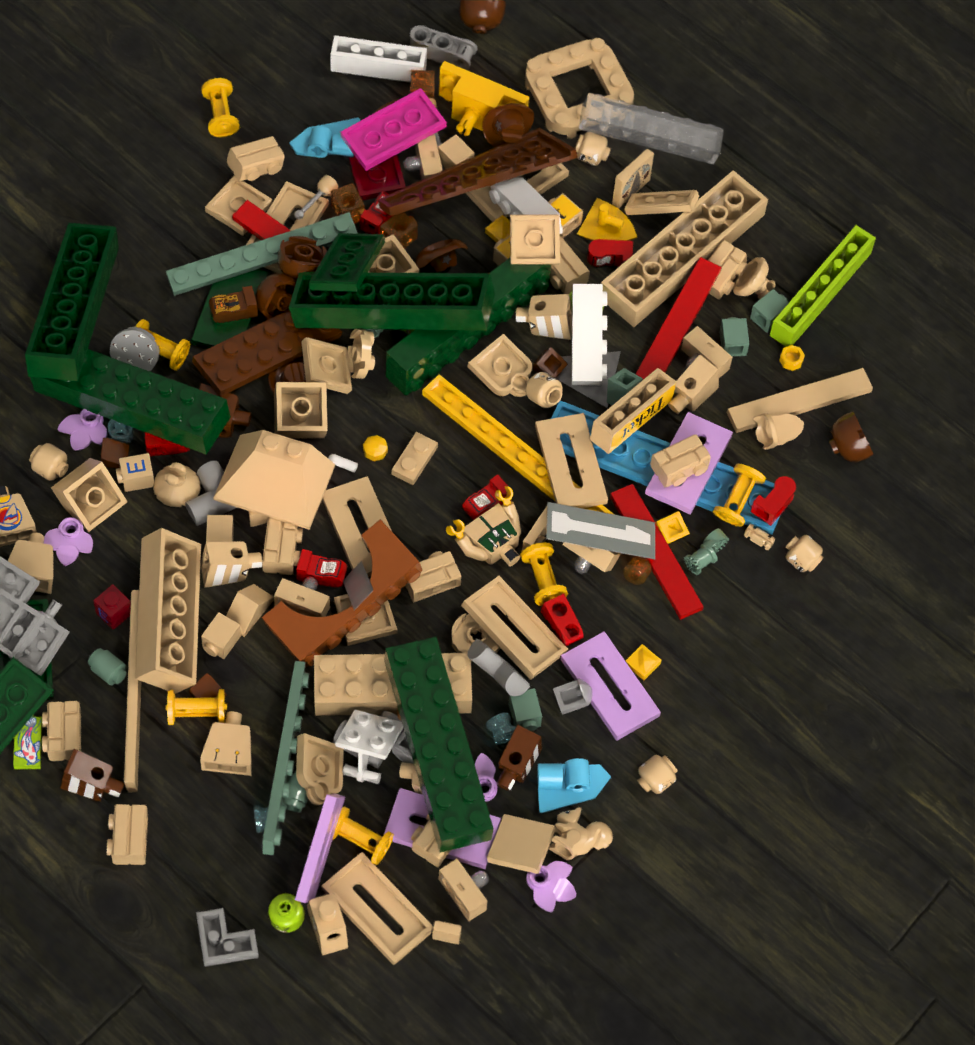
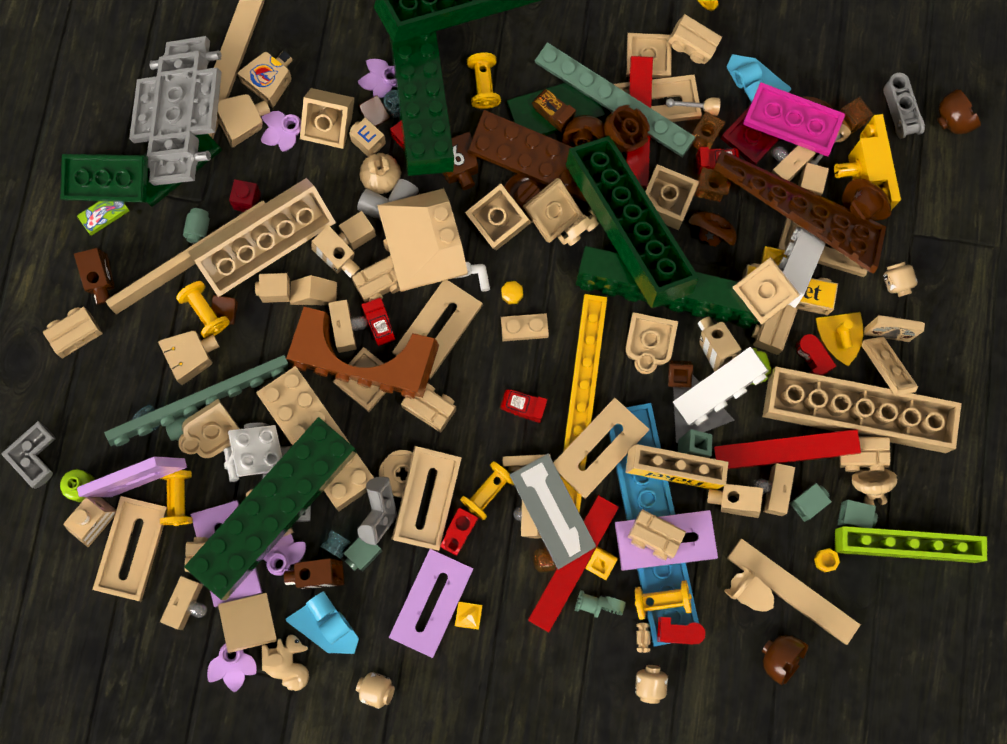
camera: 55 degrees right, 15 degrees up
(49, 461) = (332, 72): tan head -> none
(63, 729) = (124, 230): tan brick -> none
(135, 347) = (463, 67): light grey tile -> none
(347, 262) = (640, 164): dark green tile -> none
(358, 585) = (374, 359): light grey sticker -> none
(376, 58) = (852, 65): white brick -> none
(446, 932) = (139, 614): tan tile -> none
(491, 534) = (495, 428): tan torso -> none
(544, 390) = (650, 385): tan head -> none
(565, 59) = (928, 255): tan plate -> none
(573, 695) = (400, 581): light grey plate -> none
(651, 128) = (952, 313): clear brick -> none

